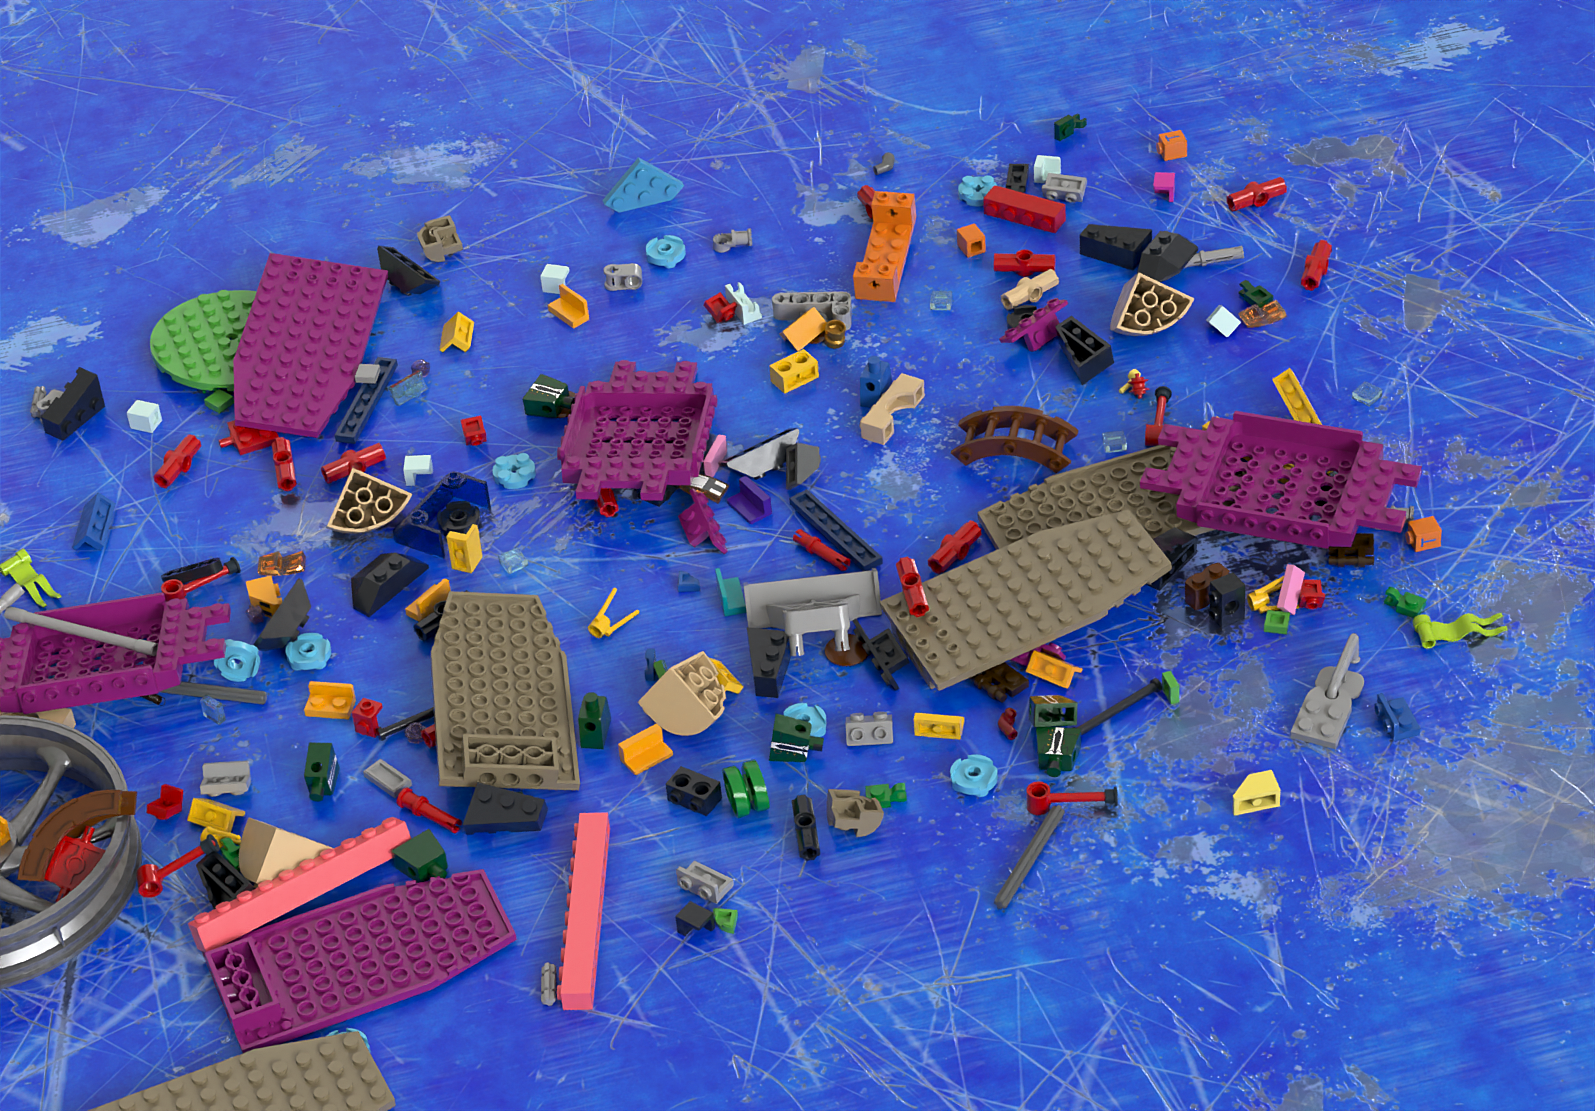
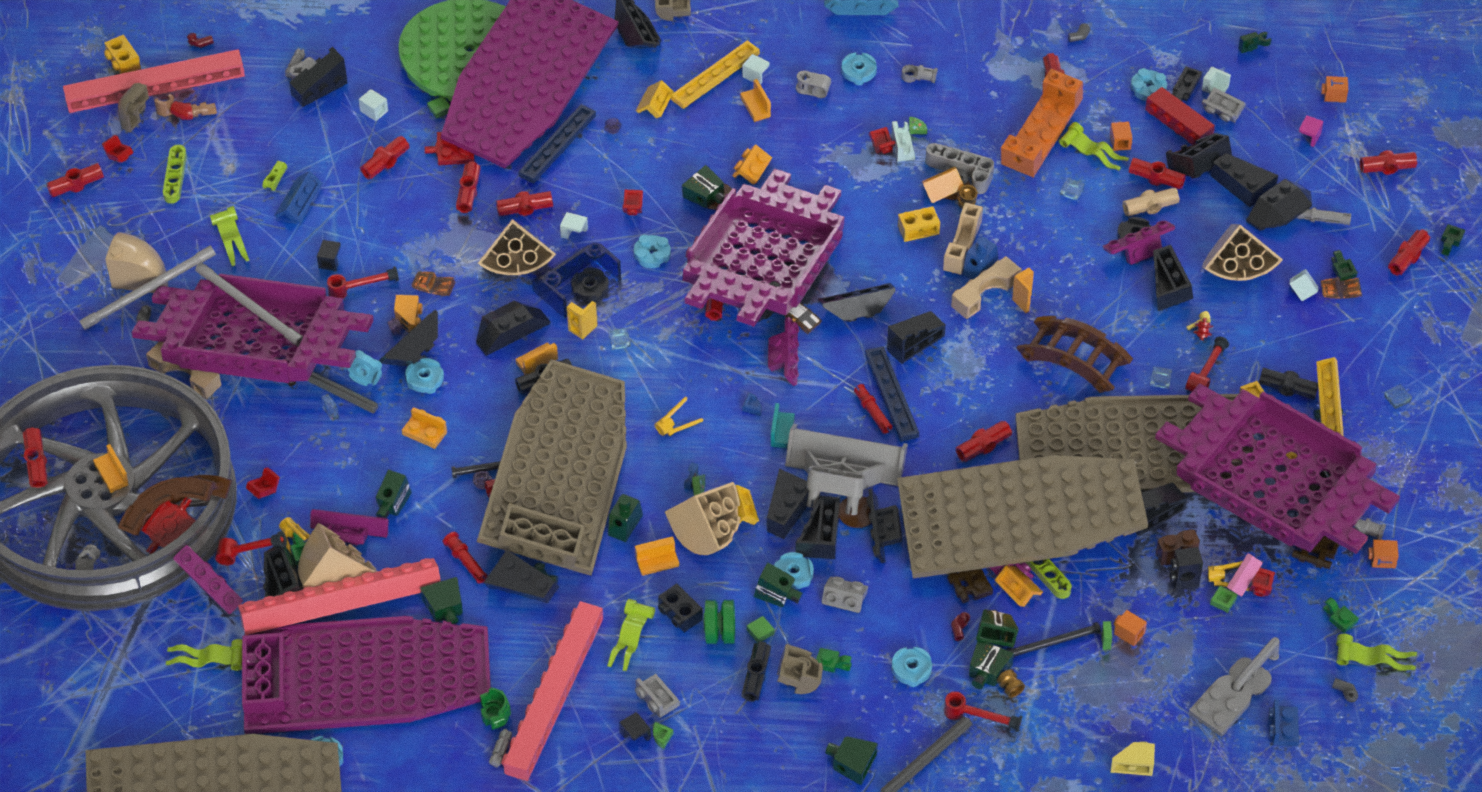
camera: 15 degrees right, 10 degrees up
(58, 510) = (275, 175): none -> lime bar
(141, 908) = (207, 579): none -> magenta bracket
(151, 567) = (328, 254): none -> black panel
(194, 571) = (359, 270): black beam -> none
(197, 981) = (211, 653): none -> lime flag
(213, 814) = (297, 505): yellow panel -> none
(225, 778) = (317, 476): light grey bracket -> none
(285, 815) = (350, 527): none -> magenta bracket
(366, 717) = (445, 454): red bracket -> none
(367, 373) = (566, 119): light grey tile -> none
(387, 778) = (445, 515): light grey tile -> none
(408, 388) = (595, 142): clear light blue hips -> none
(511, 296) = (714, 75): none -> yellow plate
(526, 944) = (495, 708): none -> green hair
(589, 363) = (752, 164): none -> light orange bracket
(647, 828) = (631, 630): none -> lime flag
(716, 454) = (820, 289): bright pink tile -> none
(751, 502) = (832, 343): dark purple panel -> none
(752, 287) = (917, 126): none -> bright green tile
(791, 787) = (760, 629): none -> bright green tile
(800, 463) = (886, 315): dark grey slope -> none
(818, 674) = (821, 530): none -> black wedge
(835, 471) = (914, 335): none -> black wedge
(848, 370) = (965, 235): none -> tan arch
(912, 586) = (925, 476): red piece -> none
(922, 253) = (1083, 144): none -> lime flag
(934, 398) = (1023, 289): none -> light orange panel
(938, 726) = (903, 608): yellow panel -> none
(949, 879) = (853, 757): none -> dark green torso
(1062, 236) = (1200, 156): none -> black wedge
(1088, 760) = (1012, 685): none -> pearl gold wheel
(1096, 657) = (1051, 583): none -> lime beam
(1192, 673) = (1129, 627): none -> orange brick
(1251, 405) = (1288, 383): none -> black piece
(1353, 240) = (1451, 236): none -> dark green plate
(1448, 667) = (1347, 688): none -> dark grey arm

